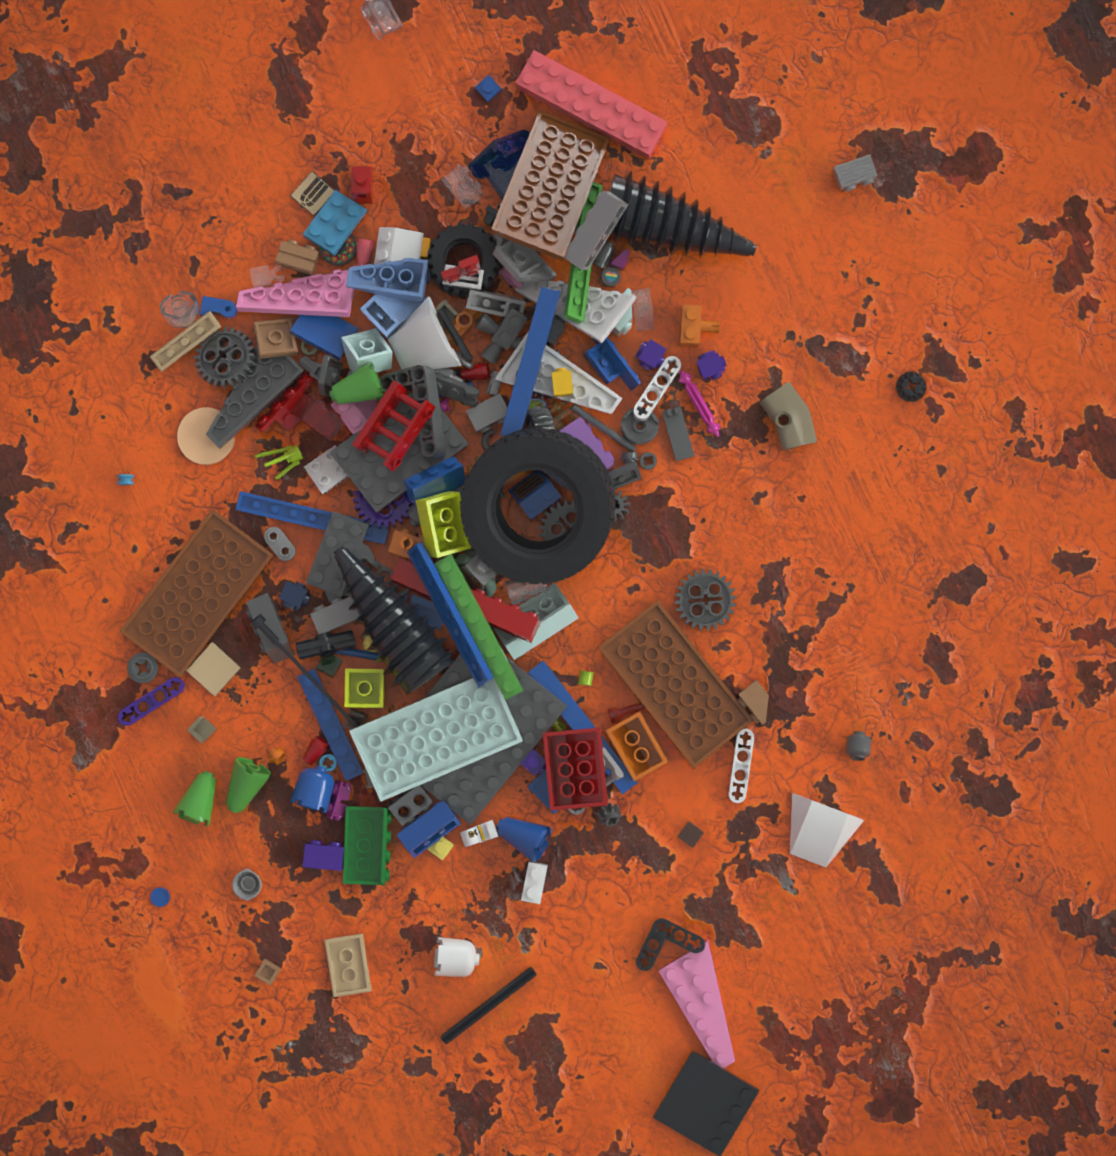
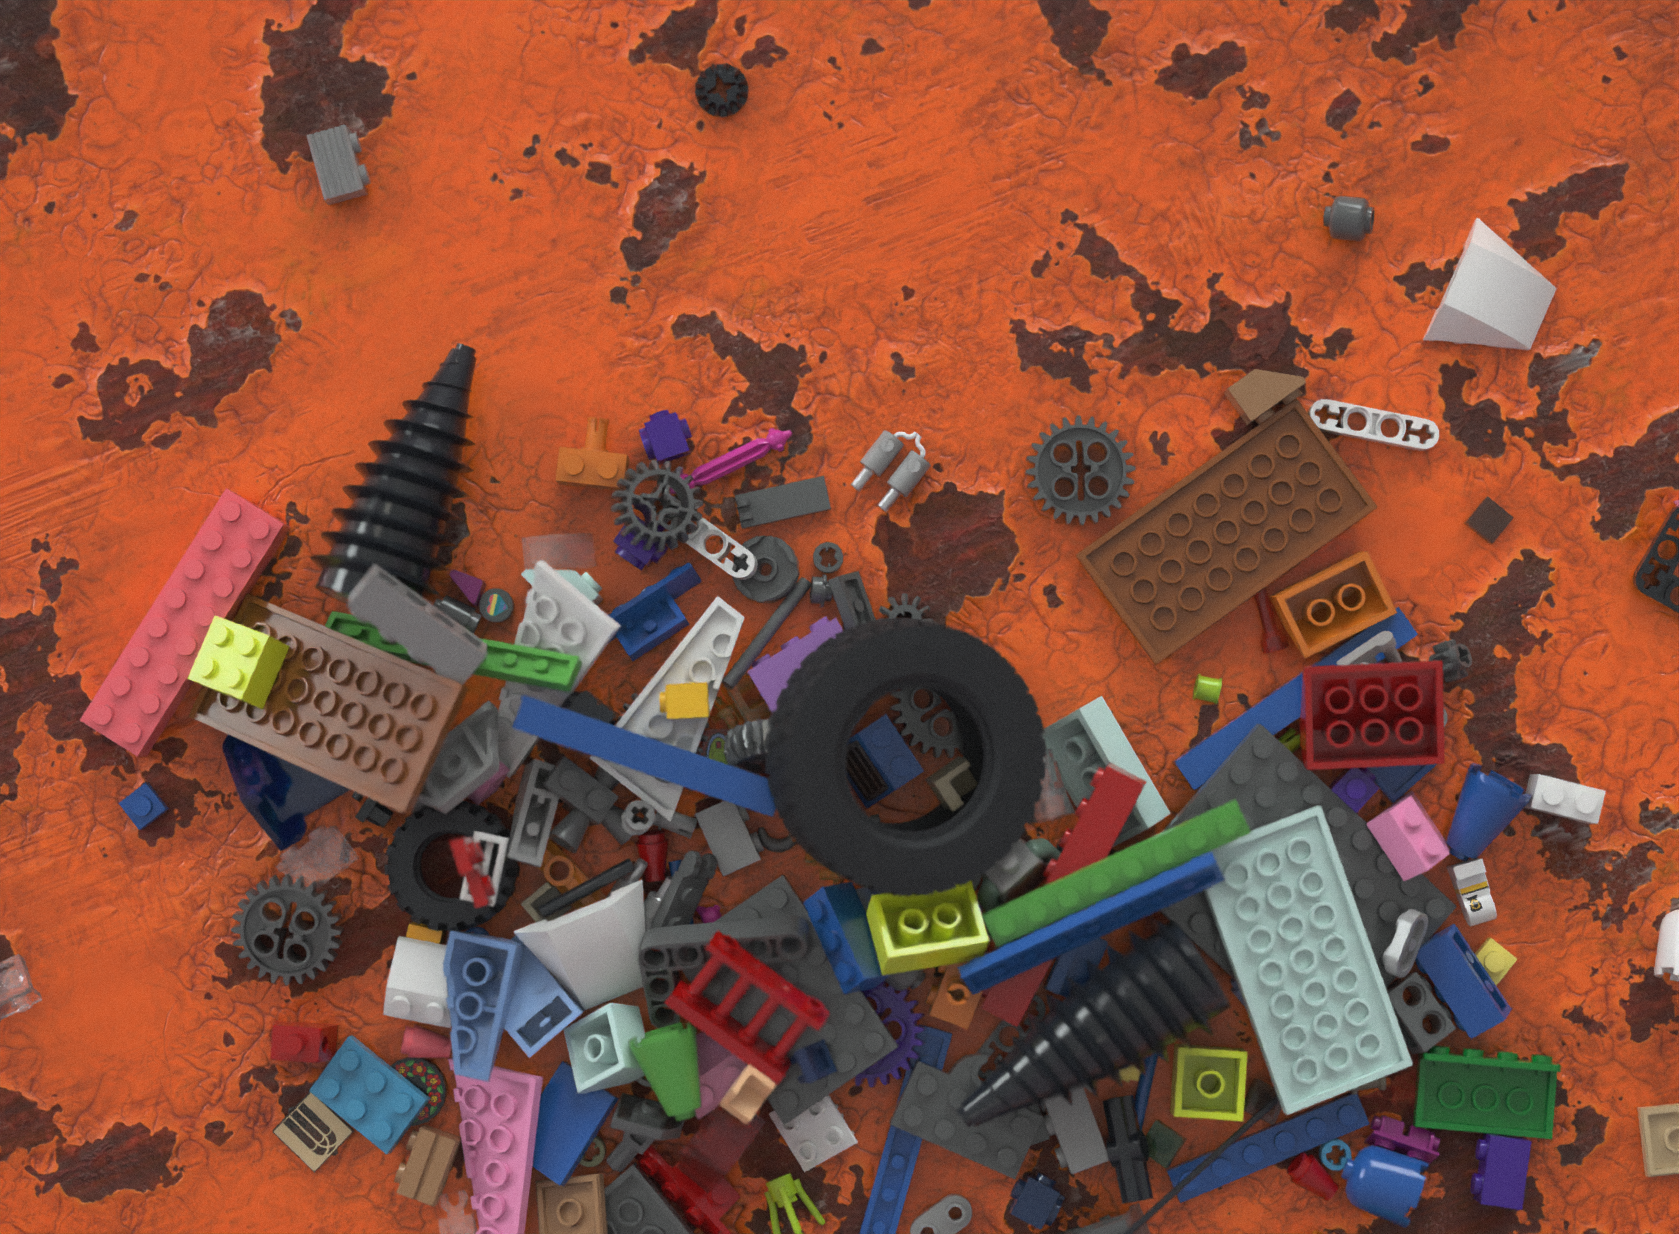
camera: 85 degrees left, 0 degrees up
(345, 429) = (747, 1094): none -> light nougat panel
(365, 465) = (814, 1062): none -> dark blue tile
(419, 188) = (259, 920): none -> dark grey gear
(448, 794) = (1406, 943): none -> light grey plate
(502, 361) = (634, 808): none -> light grey bush
(508, 794) = (1409, 837): none -> bright pink slope
(524, 534) = (952, 783): none -> dark tan panel
(570, 135) = (238, 662): none -> neon yellow brick
(670, 369) = (671, 508): none -> dark grey gear
(697, 502) = (904, 477): none -> light grey piece
(788, 403) = (781, 287): dark tan panel -> none

